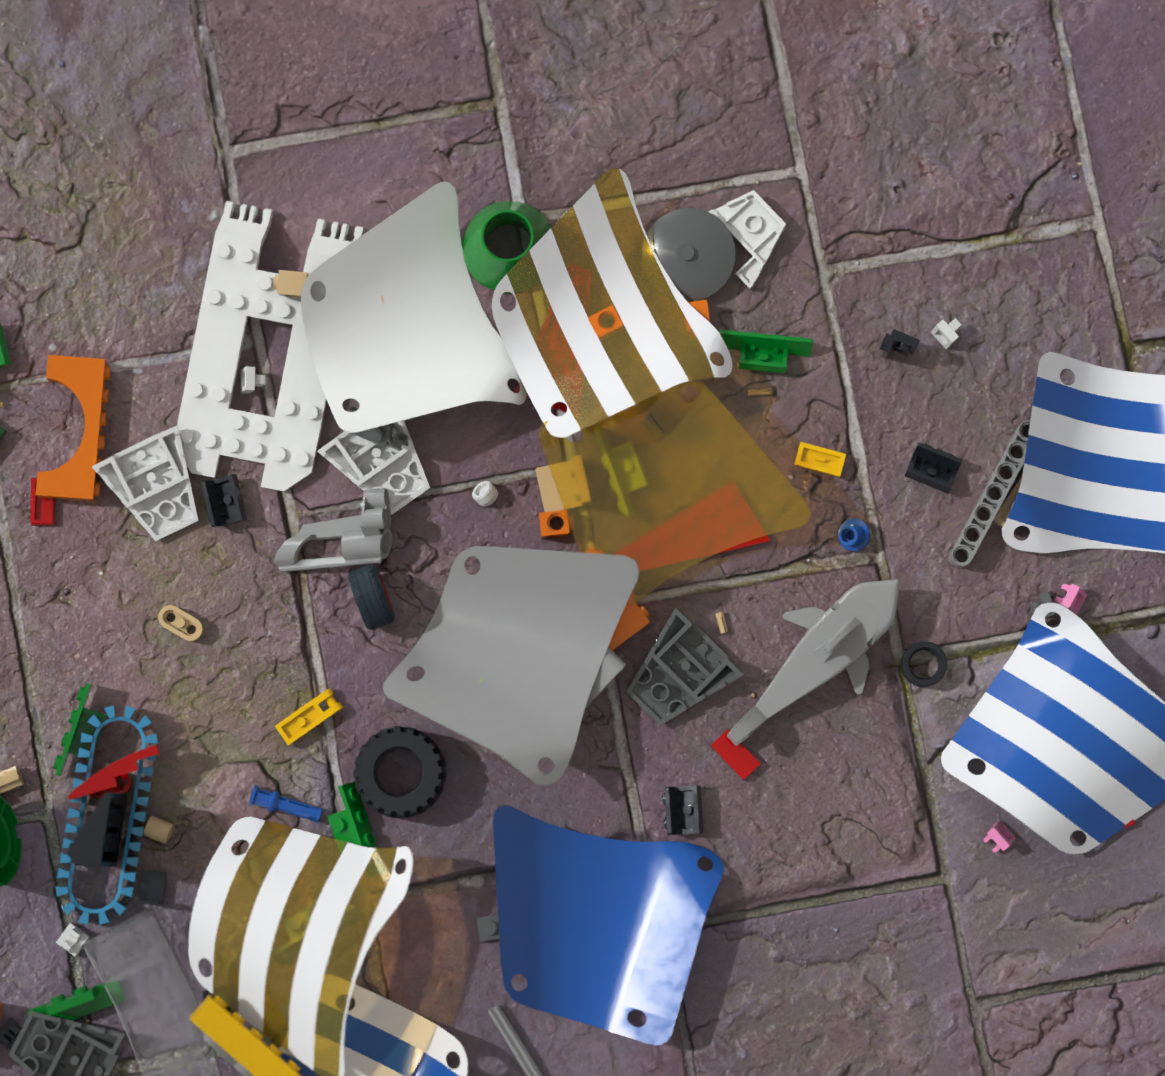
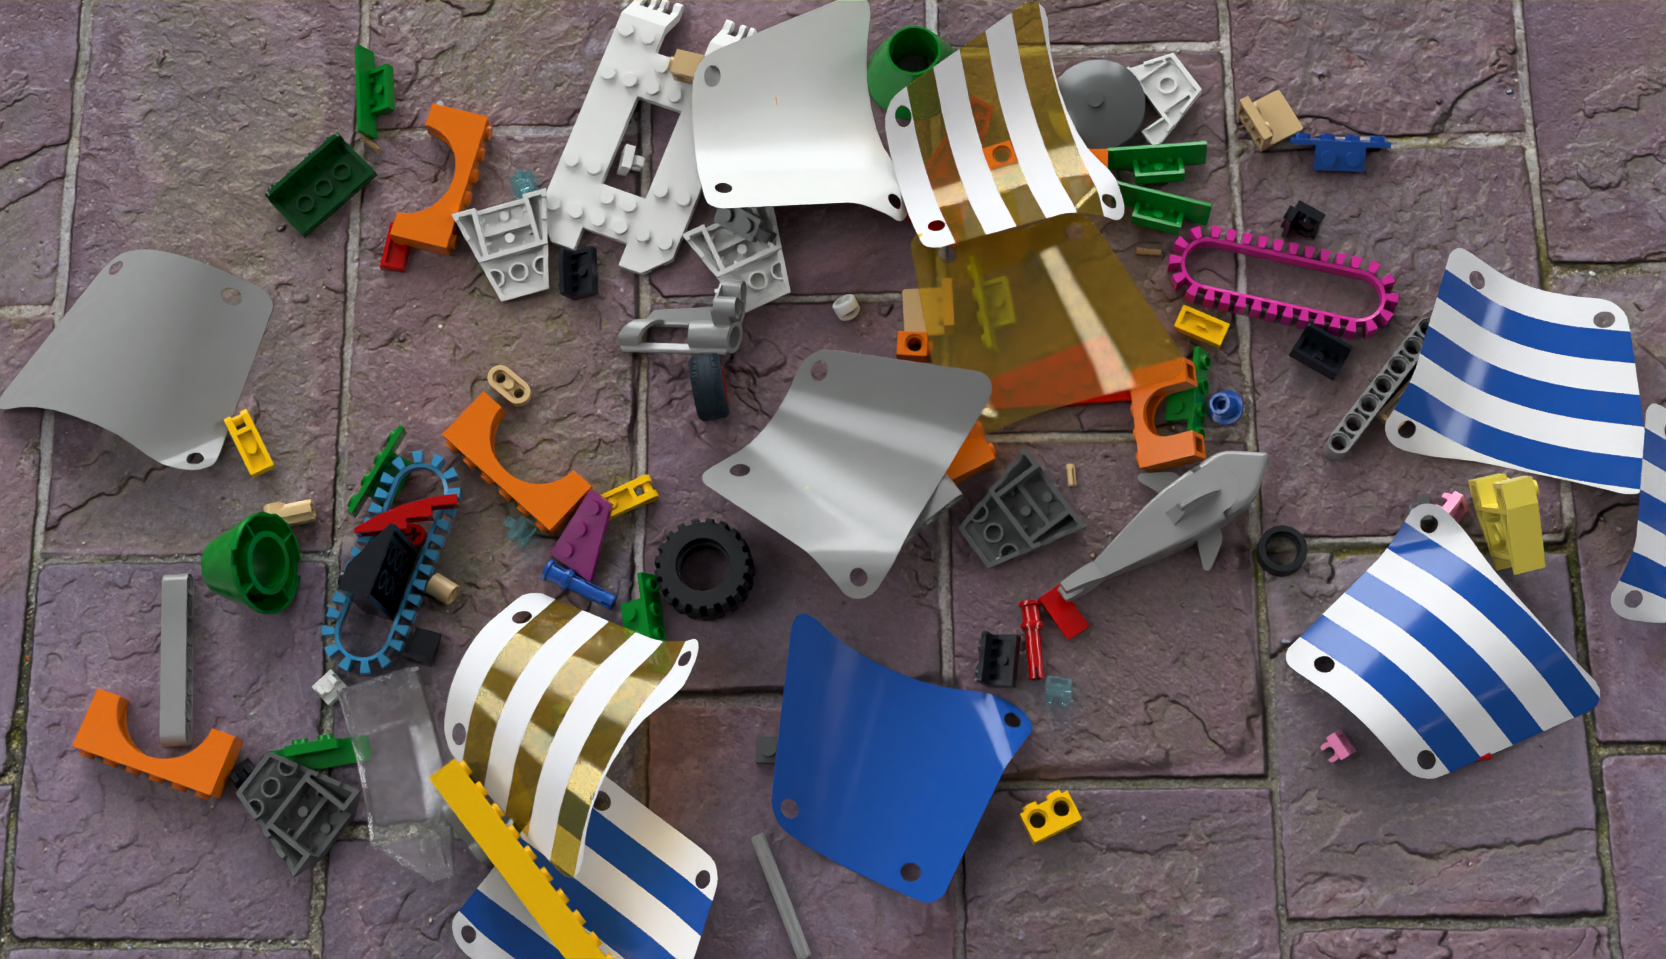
camera: 15 degrees right, 10 degrees down
(153, 419) = (523, 183): none -> clear light blue tile
(158, 681) = (547, 503): none -> orange arch
(219, 763) = (520, 530): none -> clear light blue tile
(280, 760) = (583, 536): none -> magenta wing
(709, 774) = (1032, 626): none -> red pin
(741, 826) = (1058, 687): none -> clear light blue tile
(755, 303) = (1158, 161): none -> green bracket
(756, 951) = (1053, 823): none -> yellow brick
(794, 587) = (1157, 451): none -> orange arch
(818, 534) = (1191, 403): none -> green bracket
(853, 242) = (1268, 119): none -> tan bracket
(923, 265) = (1339, 154): none -> blue bracket
(942, 441) = (1369, 328): none -> dark pink piece
(946, 333) = (1353, 220): white tile -> none
(1124, 607) = (1510, 521): none -> light yellow wedge

